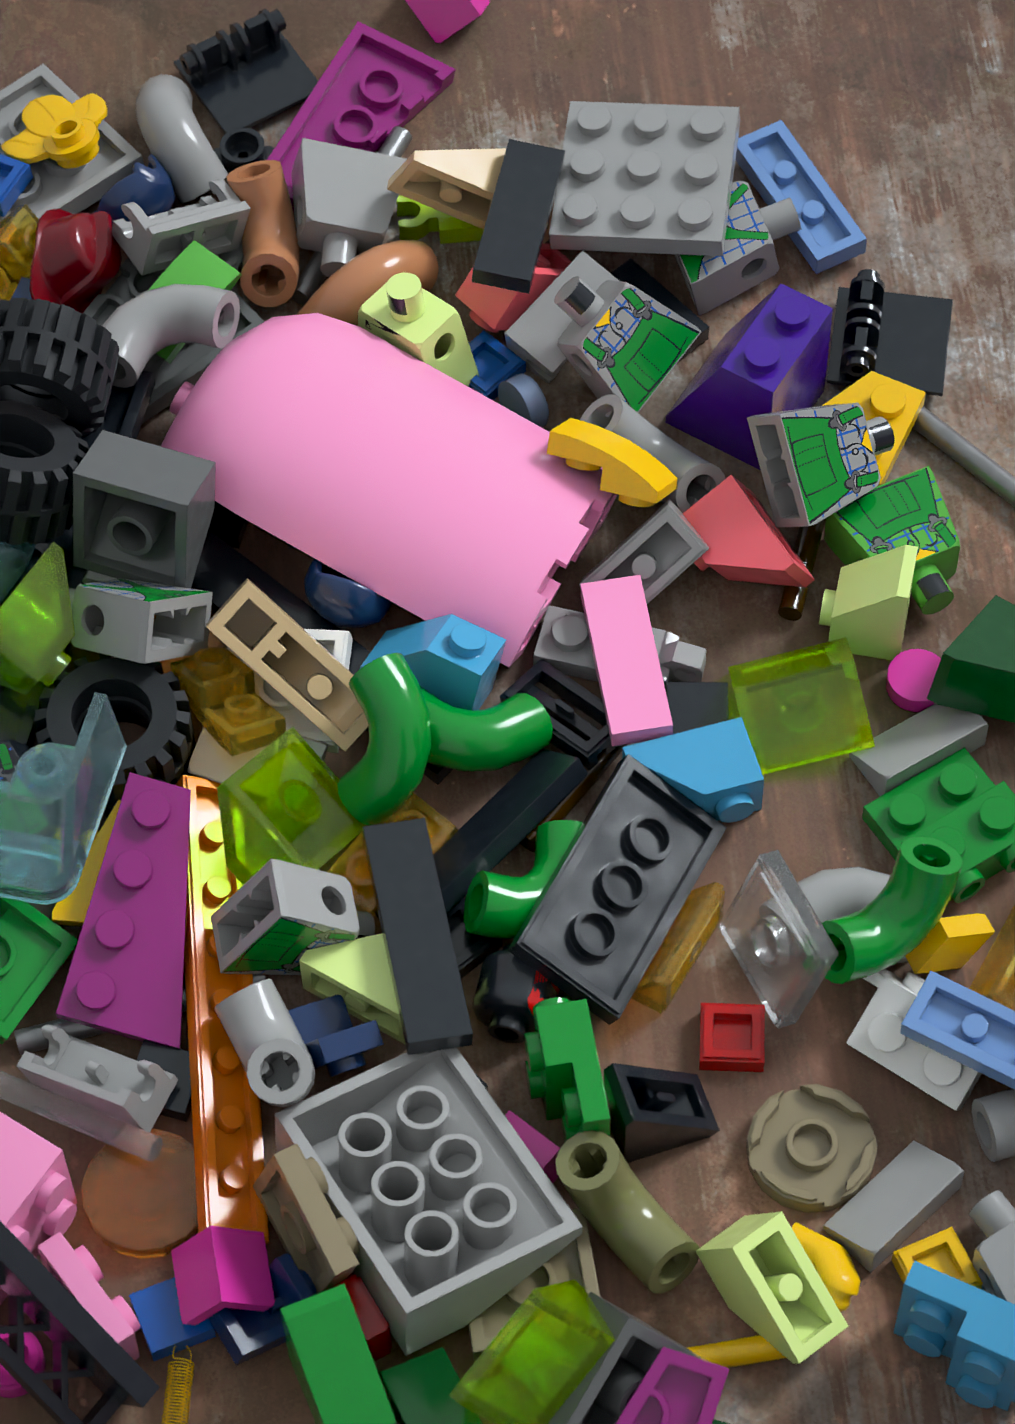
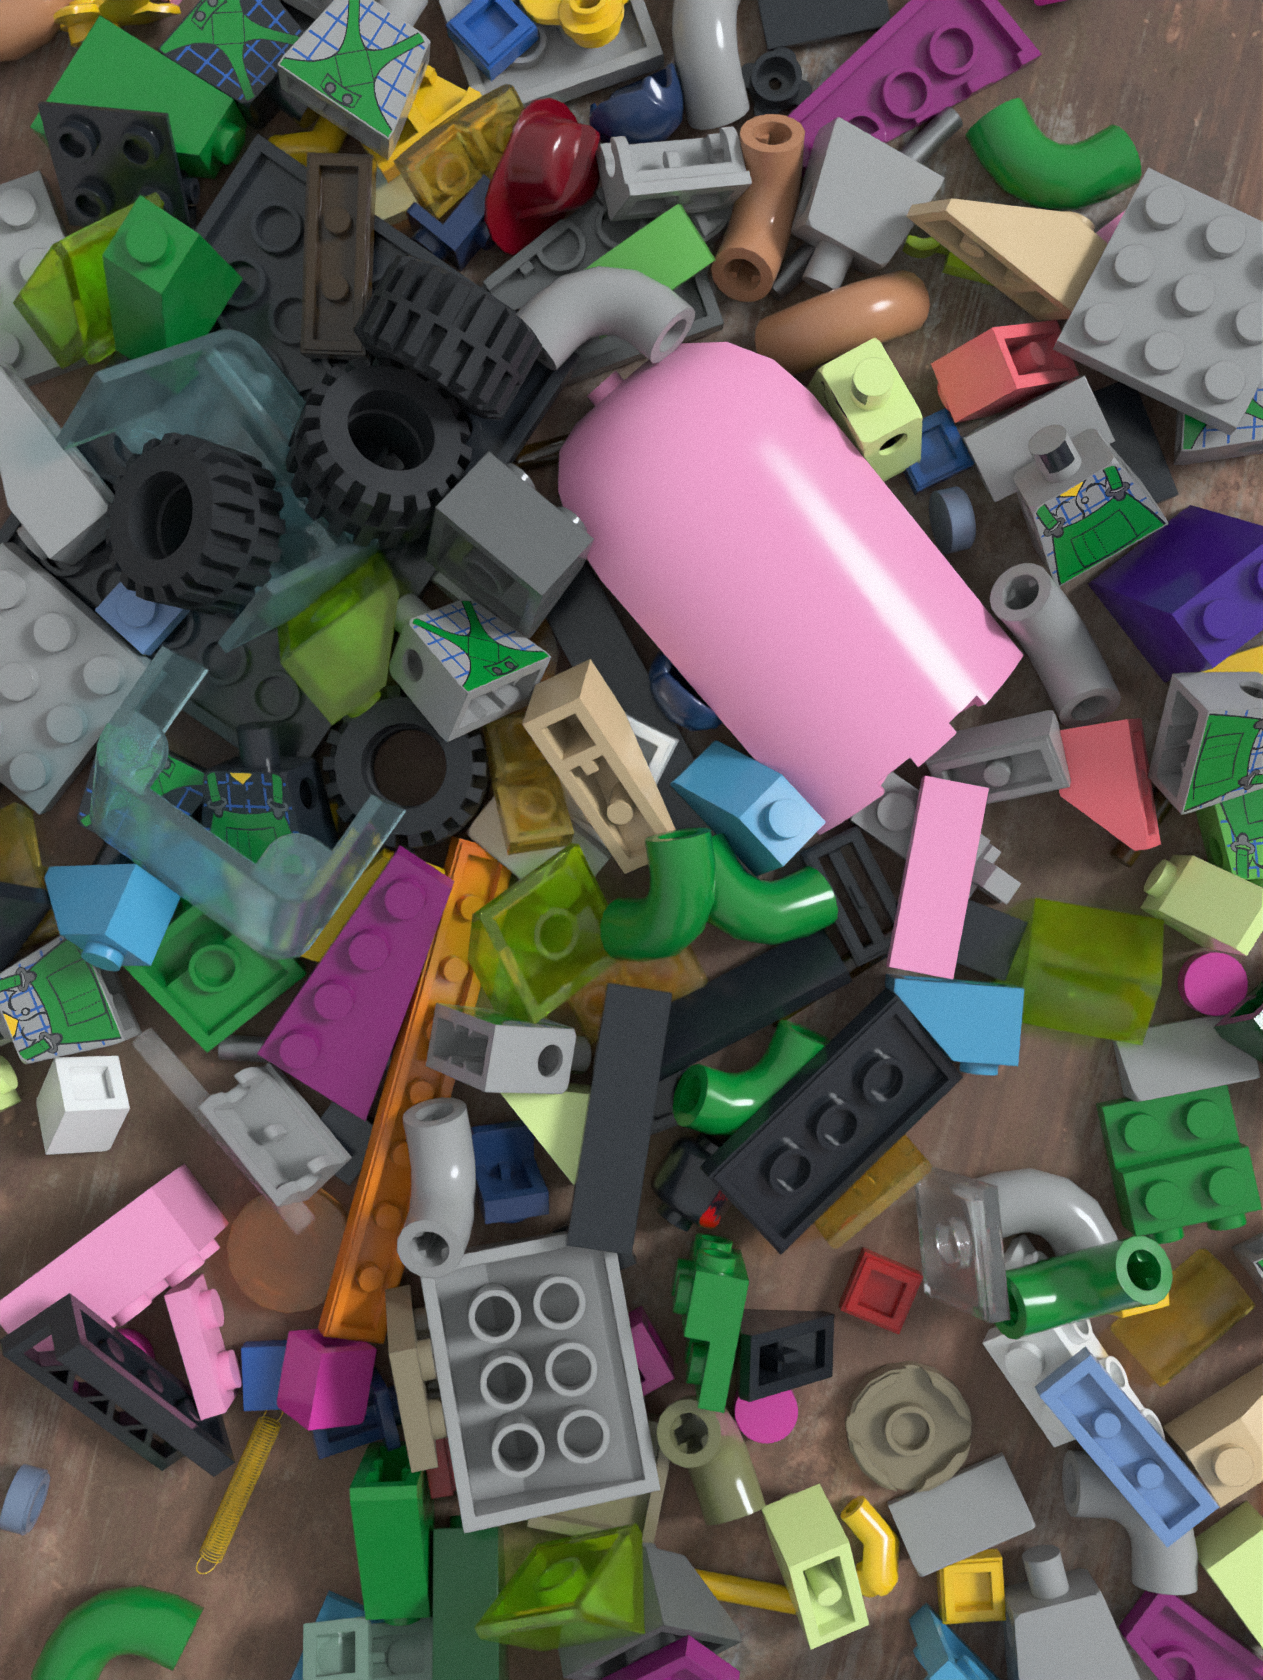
camera: 20 degrees right, 30 degrees up
(451, 126) = (1052, 172): none -> green cylinder
(518, 216) = (1034, 313): black tile -> none
(626, 467) = (1028, 677): yellow slope -> none
(669, 1175) = (767, 1418): none -> dark pink tile

